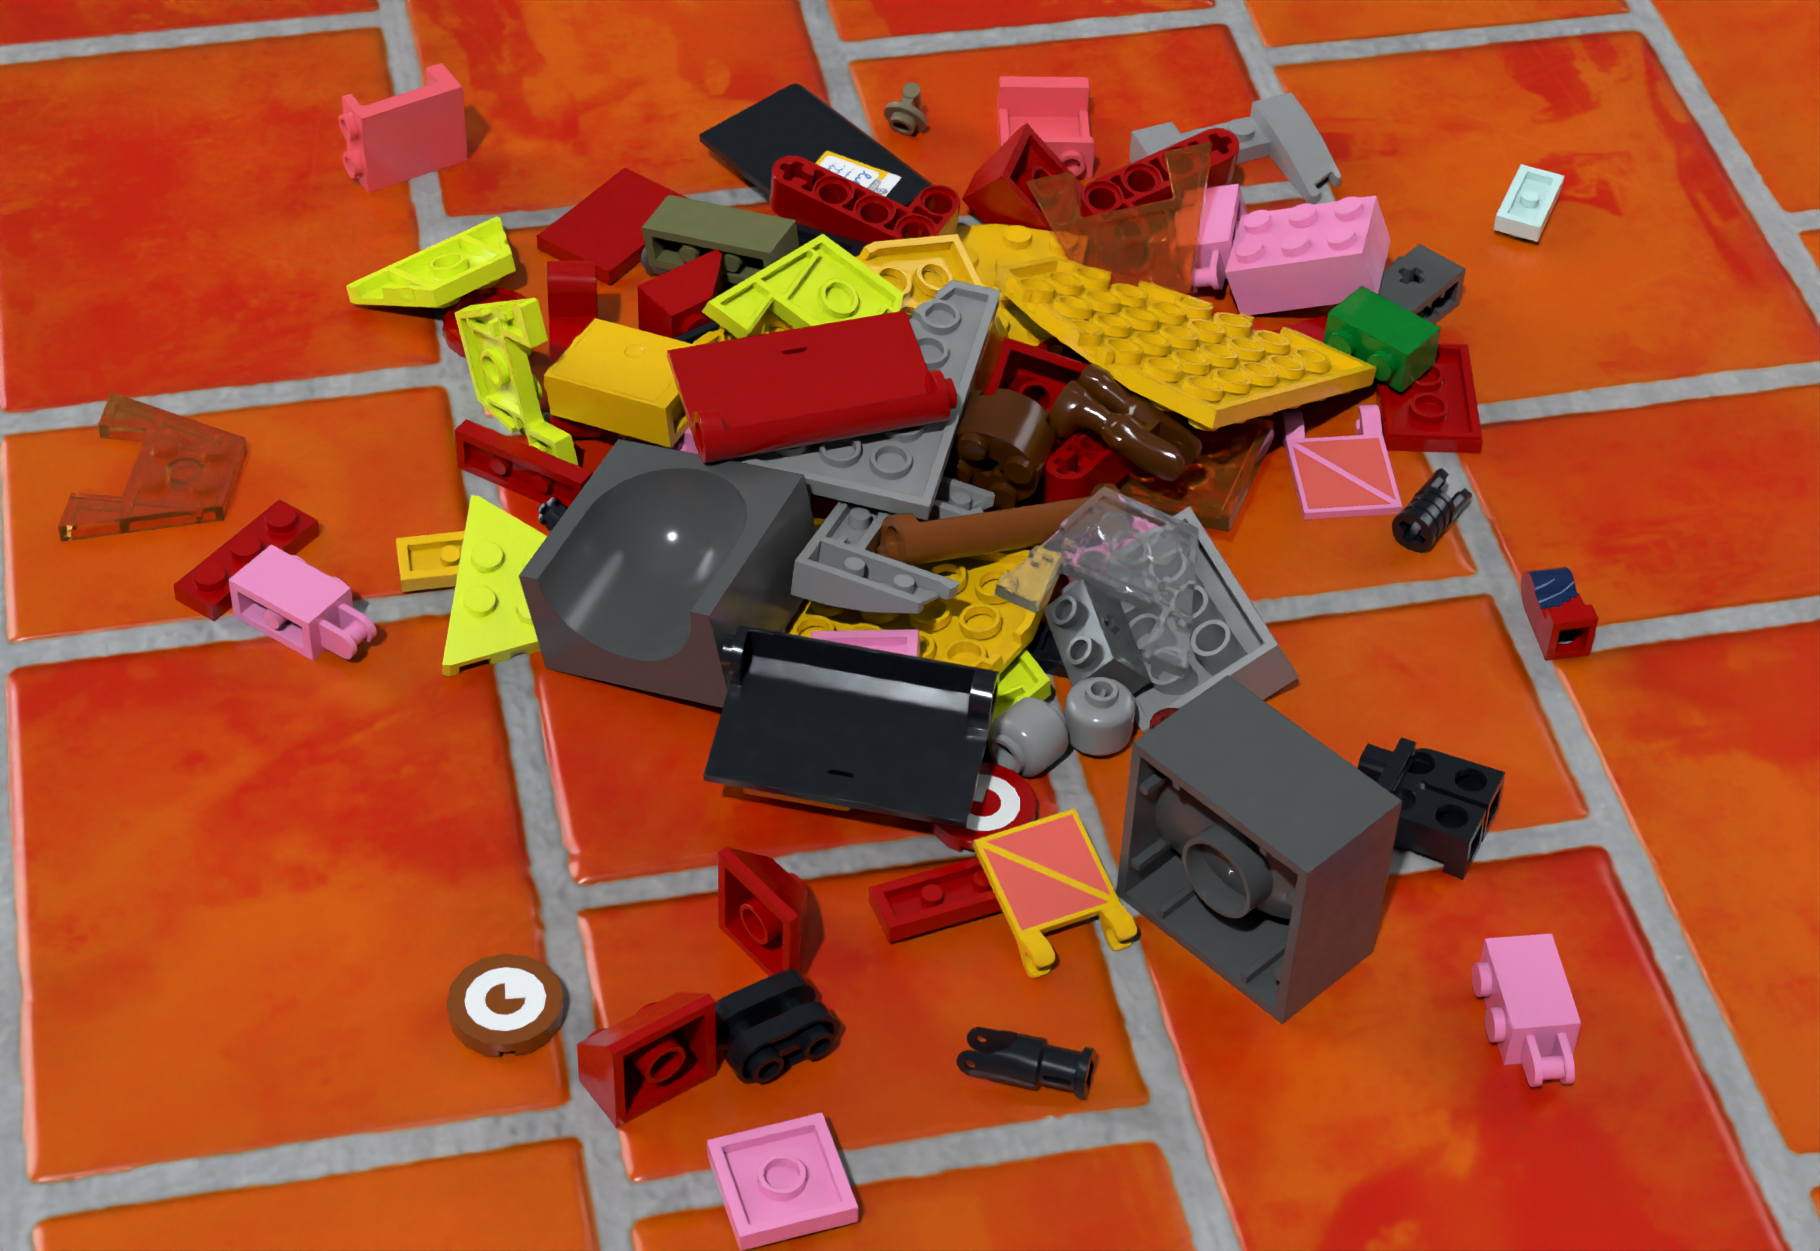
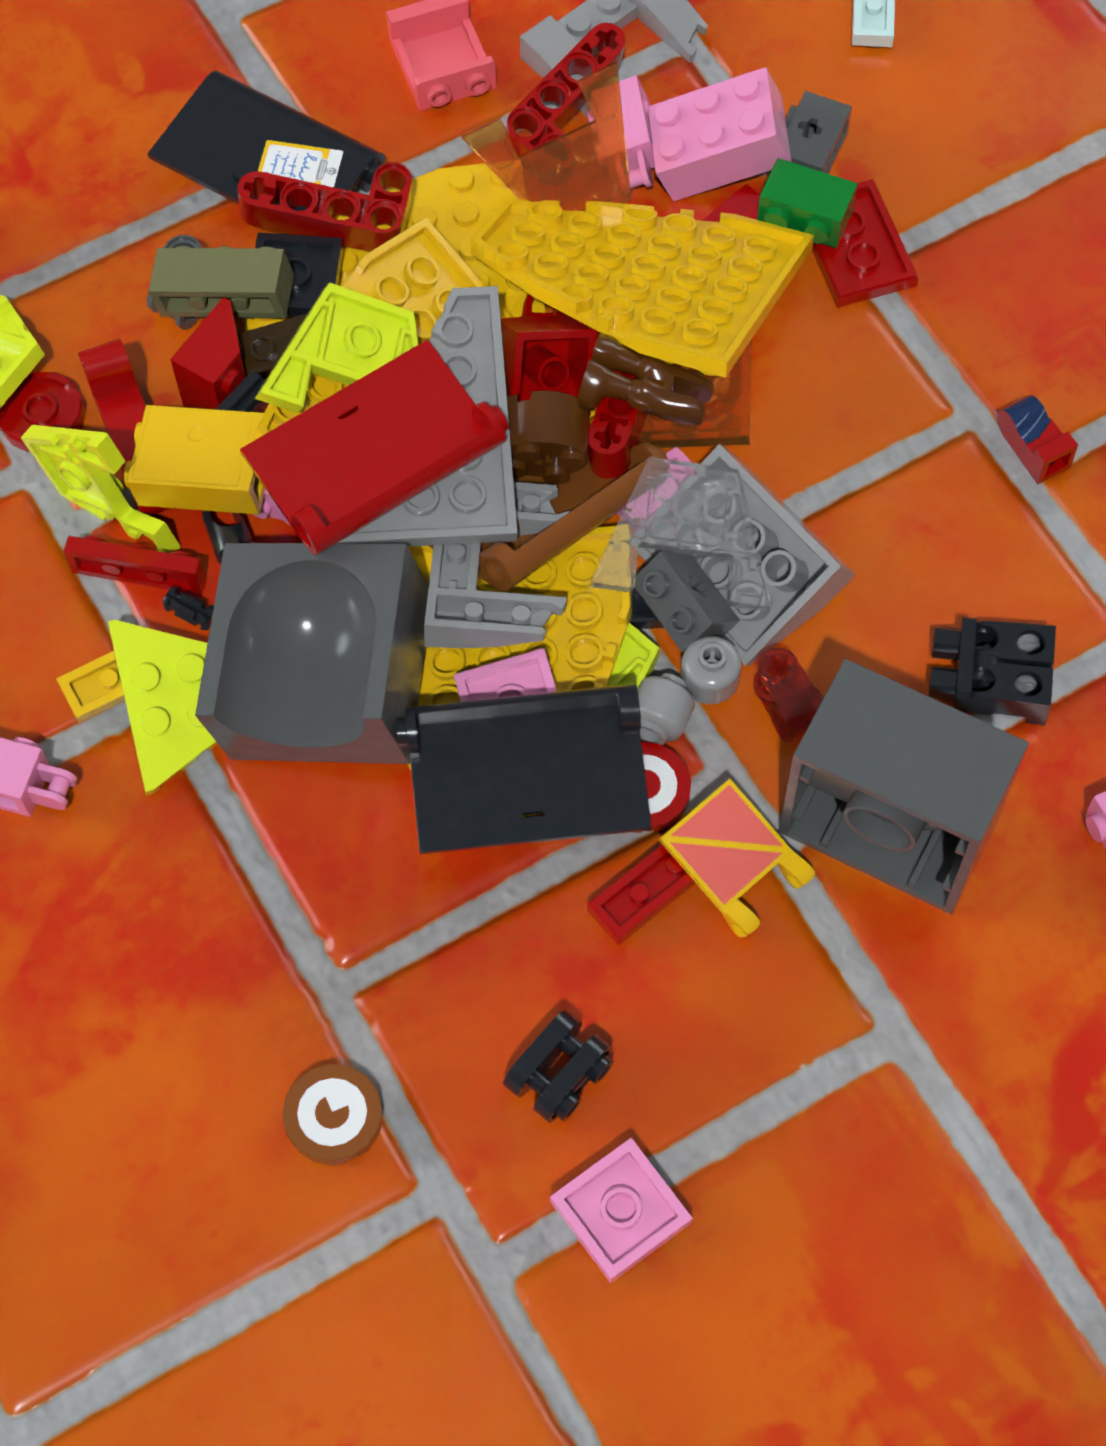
camera: 15 degrees left, 20 degrees up
(607, 225) = (108, 269): red tile -> none
(650, 1056) = (471, 1130): red slope -> none
(762, 909) = (517, 960): red slope -> none
(908, 114) = (316, 73): dark tan plate -> none
(1000, 188) = (439, 118): red slope -> none
(1027, 1061) = (774, 1027): black piece -> none
(1342, 472) = (816, 344): flag -> none
(1428, 513) = (901, 367): black hinge -> none

